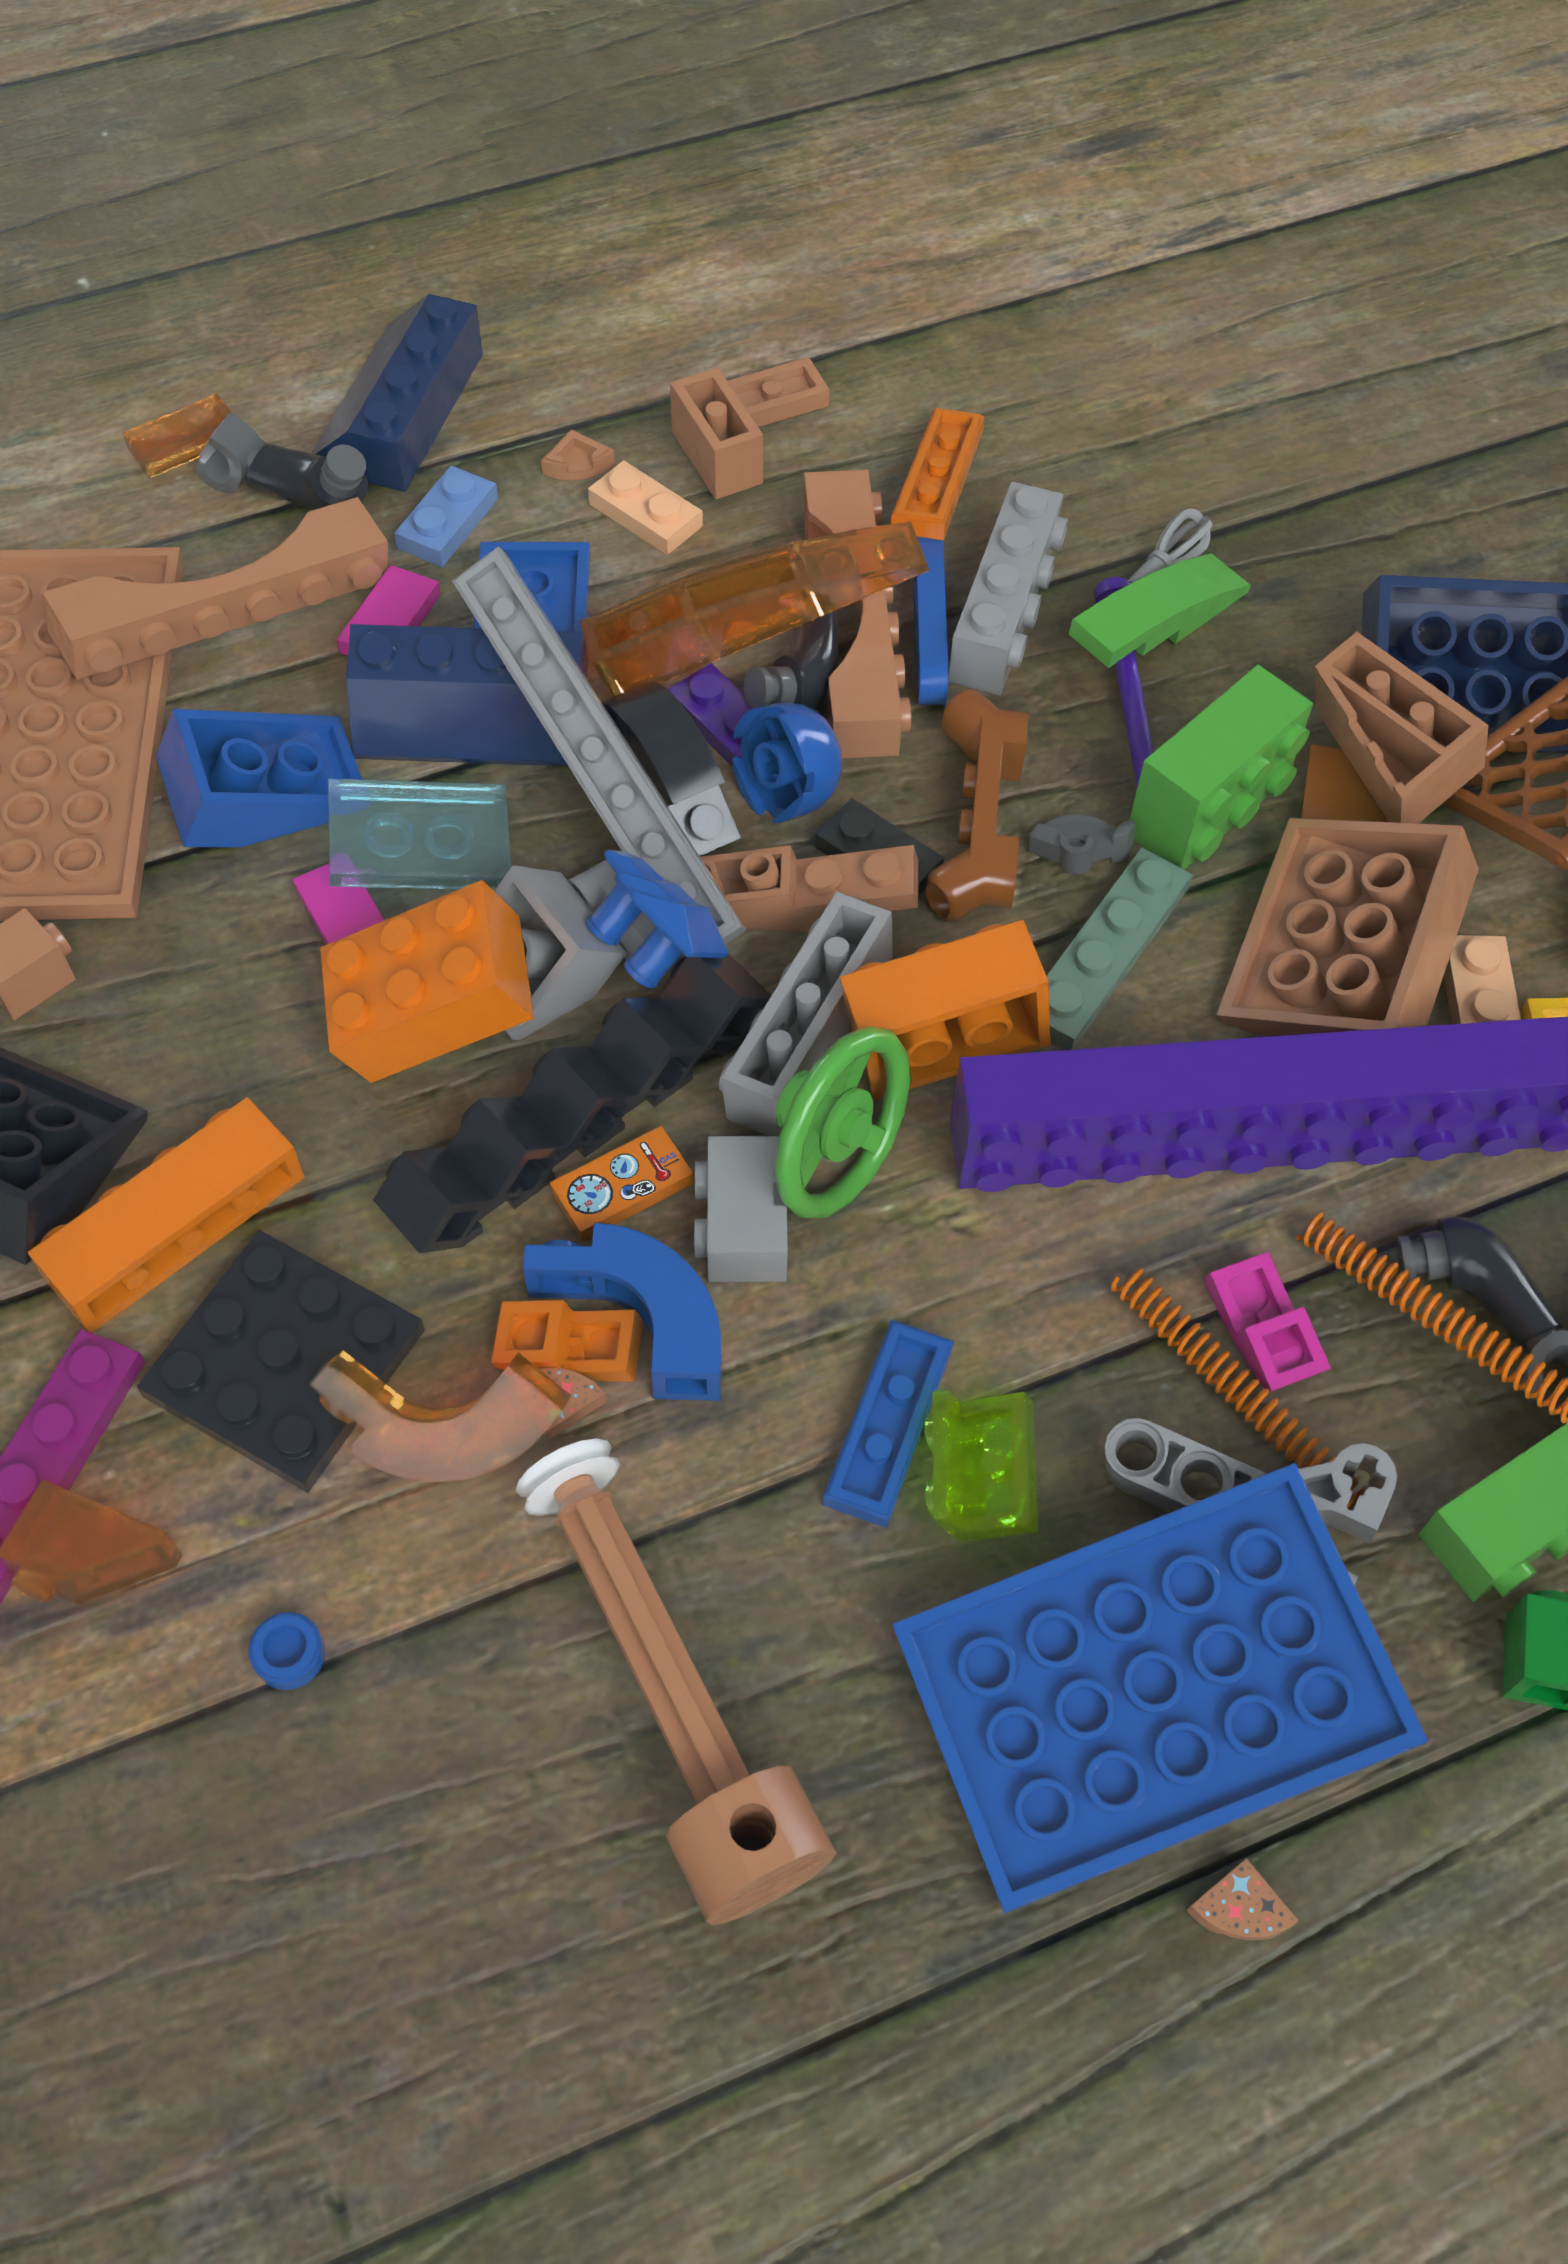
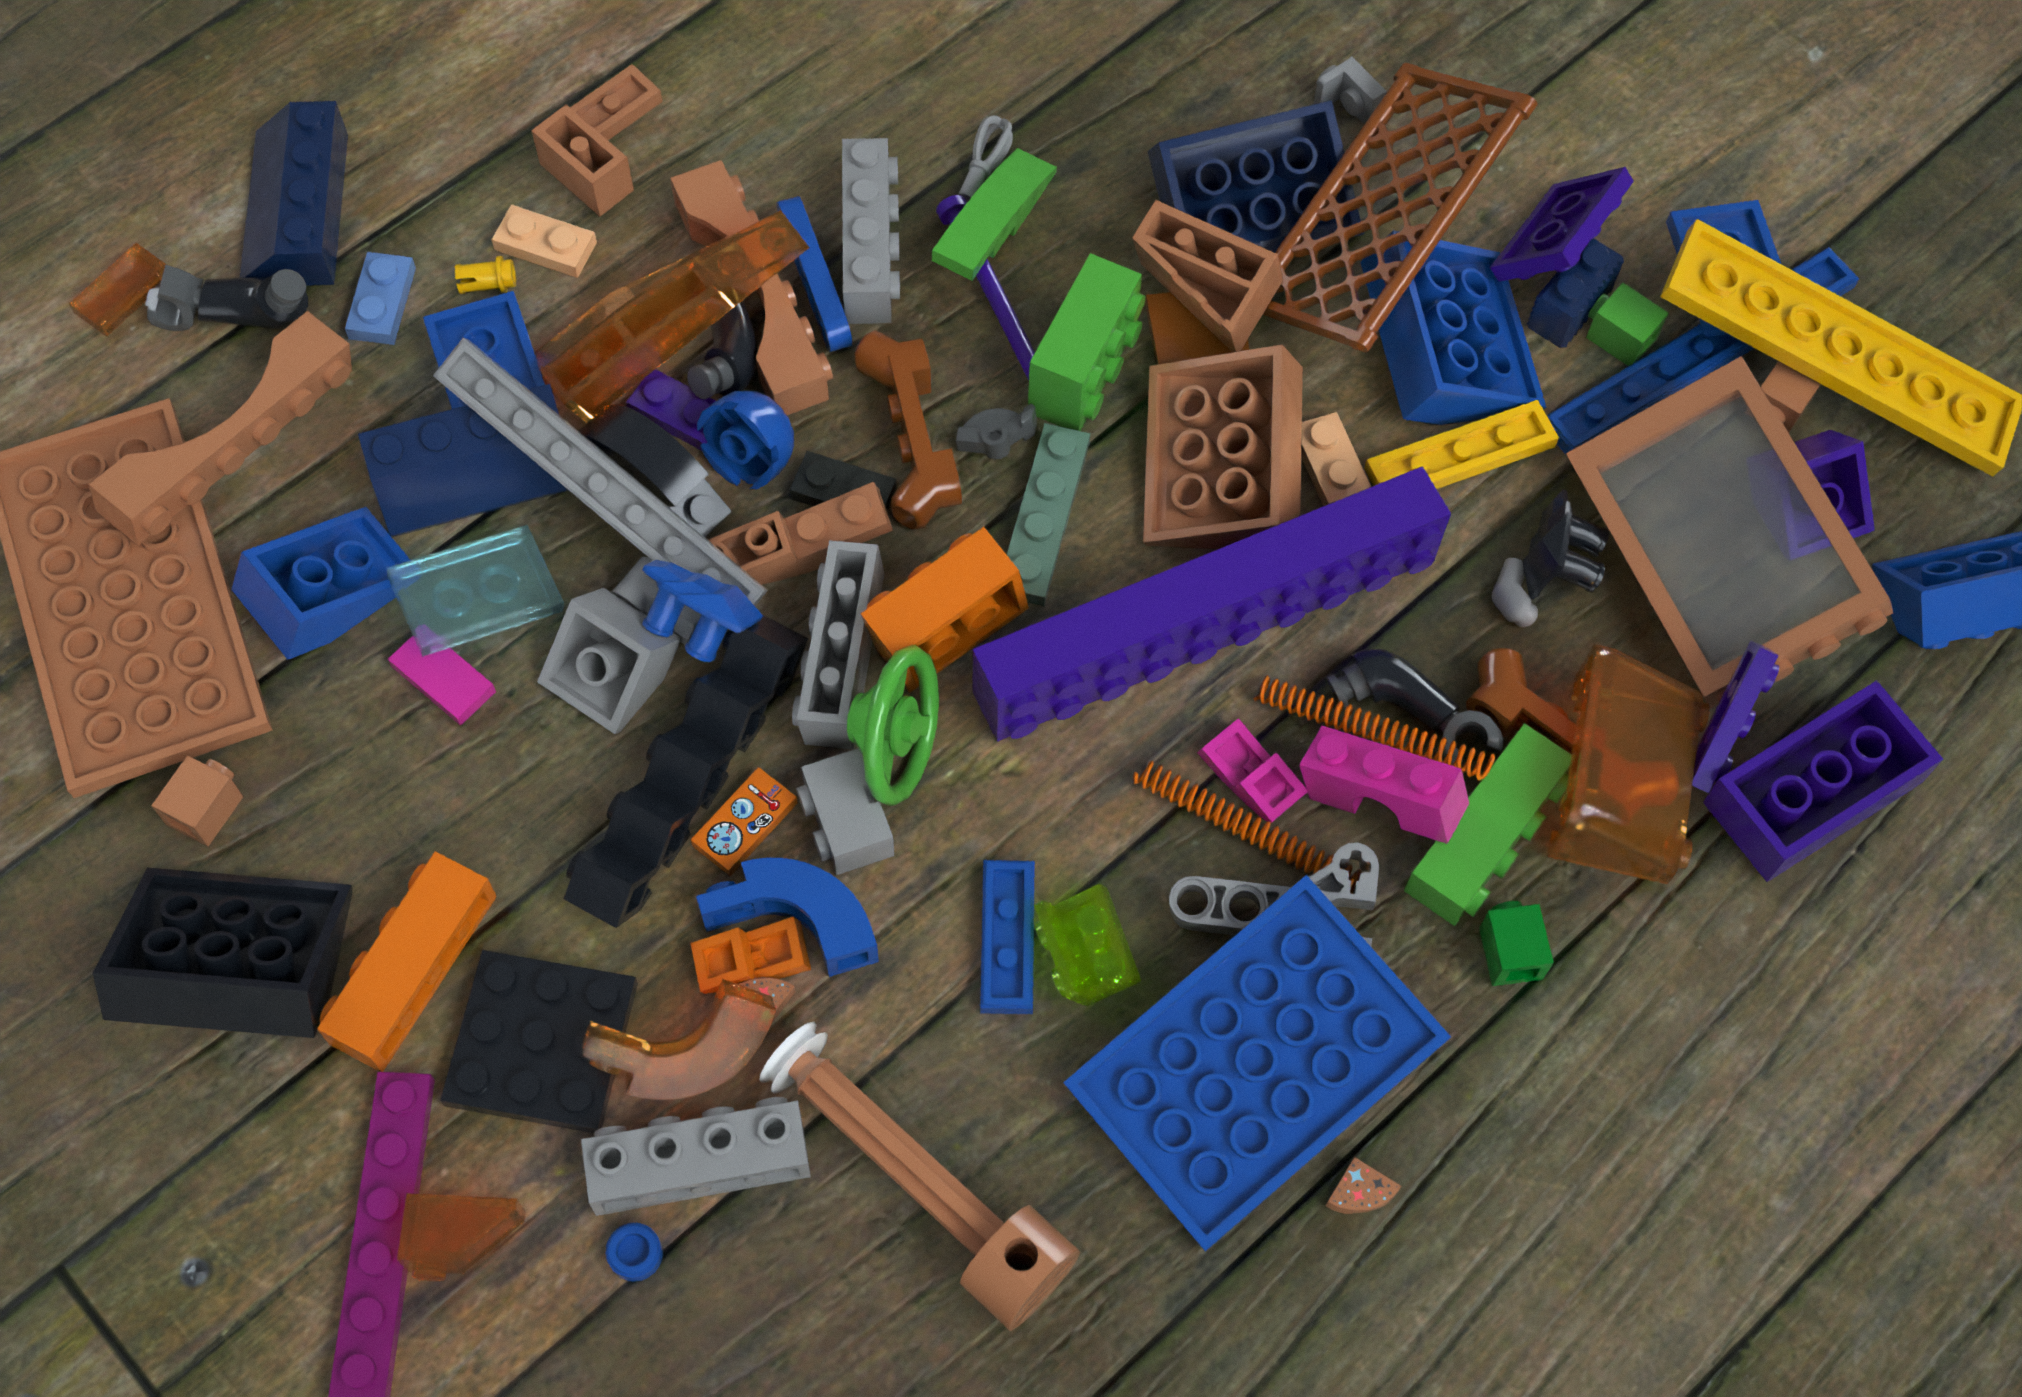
camera: 20 degrees left, 5 degrees up
(396, 600) = (369, 400): dark pink tile -> none
(404, 1558) = (695, 1156): none -> light grey brick
(425, 982) = (537, 715): orange brick -> none
(568, 522) = (487, 276): none -> yellow pin
(577, 458) = (469, 211): nougat tile -> none
(939, 472) = (777, 143): orange tile -> none
(1481, 1411) = (1419, 790): none -> dark pink arch

